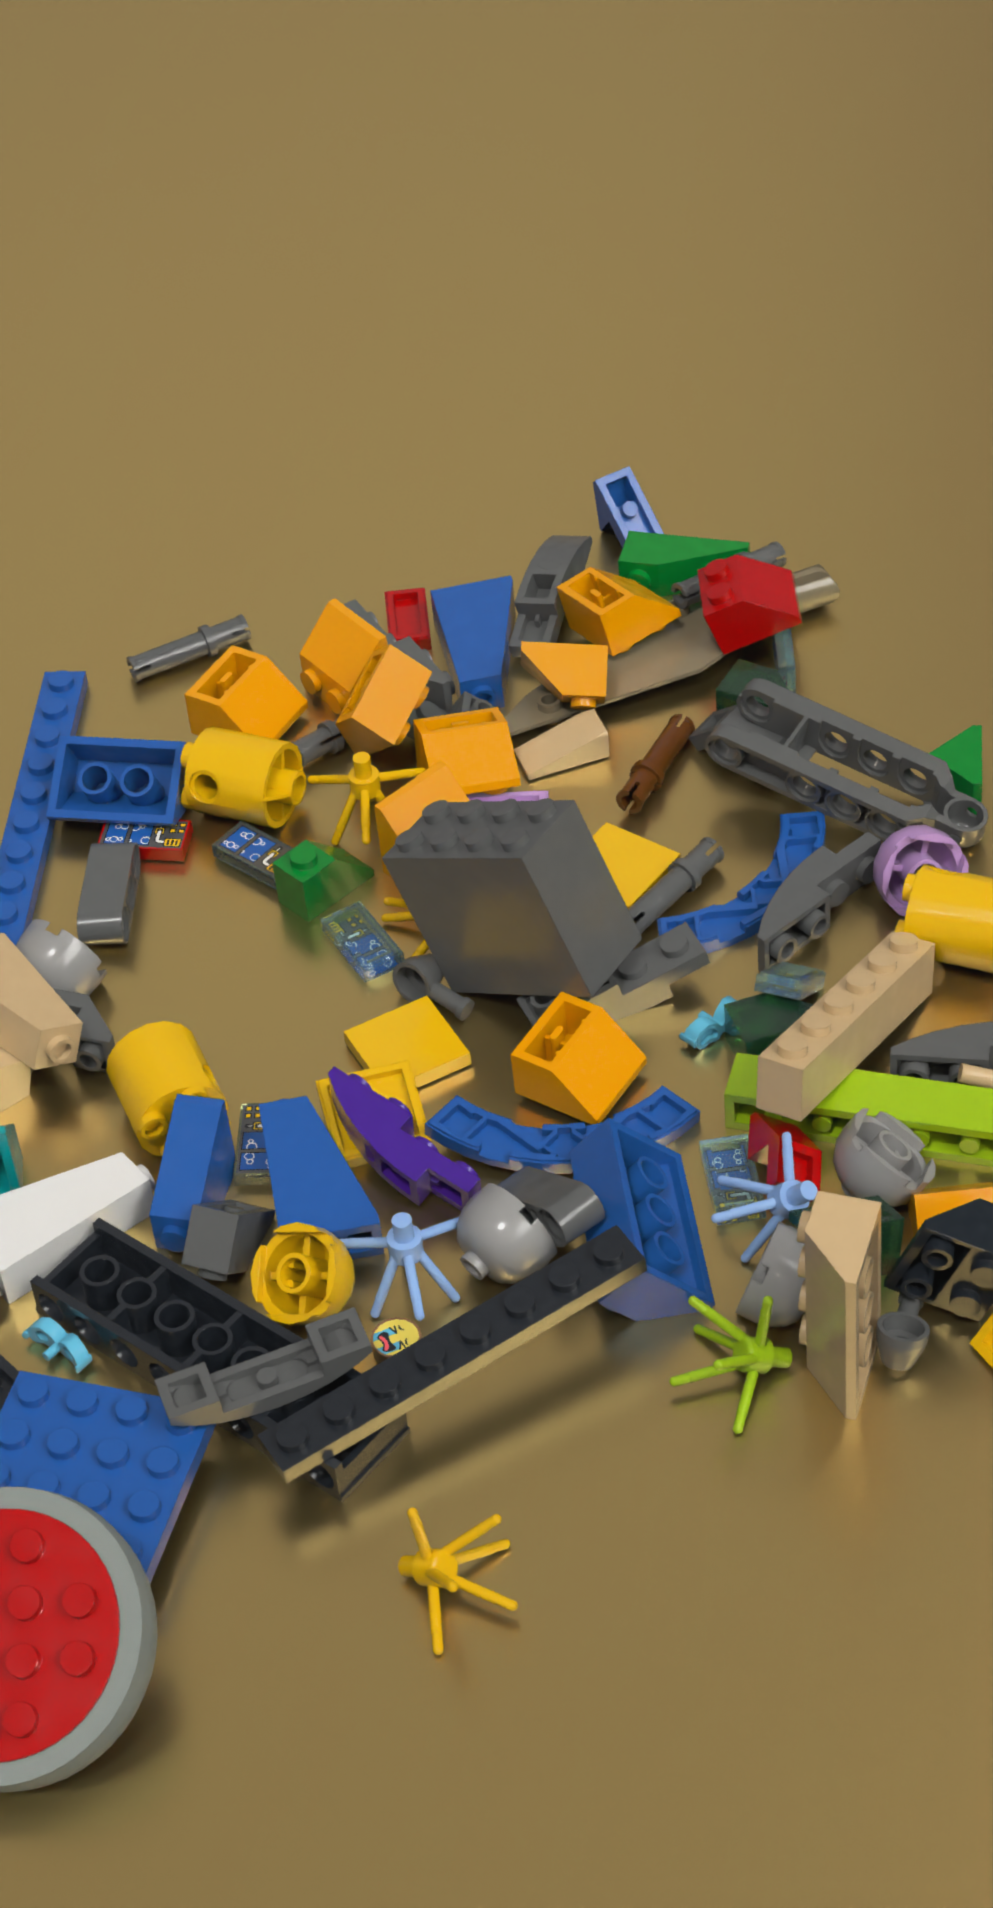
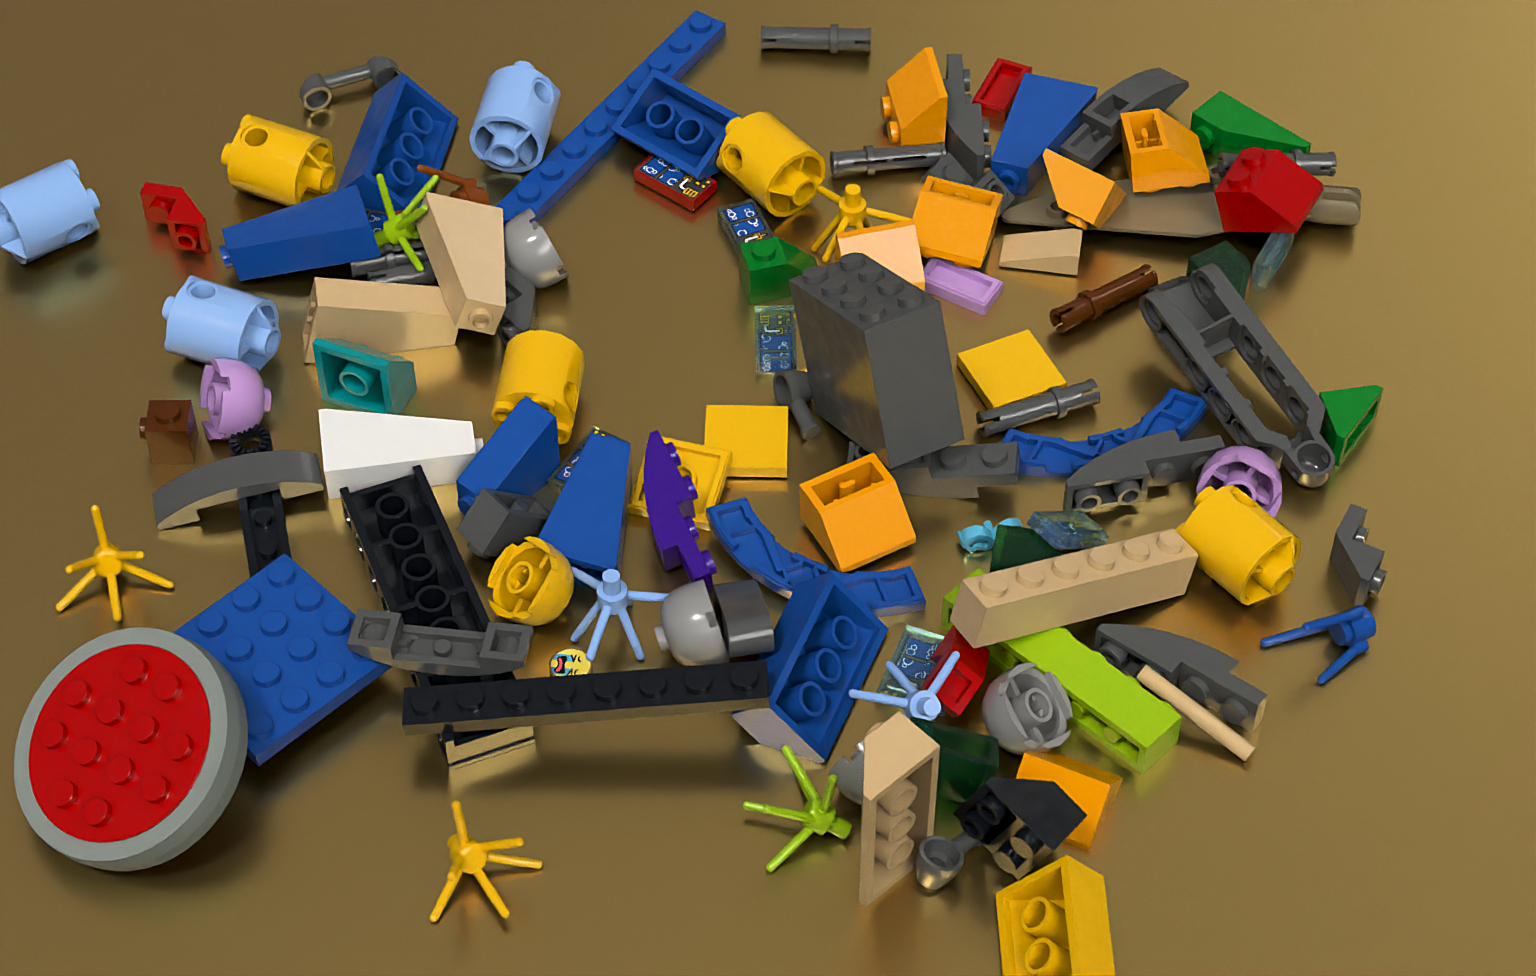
camera: 25 degrees right, 5 degrees up
(52, 1334) = (335, 533): medium azure piece -> none
(109, 893) = (614, 212): dark grey beam -> none
(244, 695) = (820, 101): light orange slope -> none
(383, 701) = (912, 148): light orange slope -> none
(623, 505) = (1235, 67): slope -> none

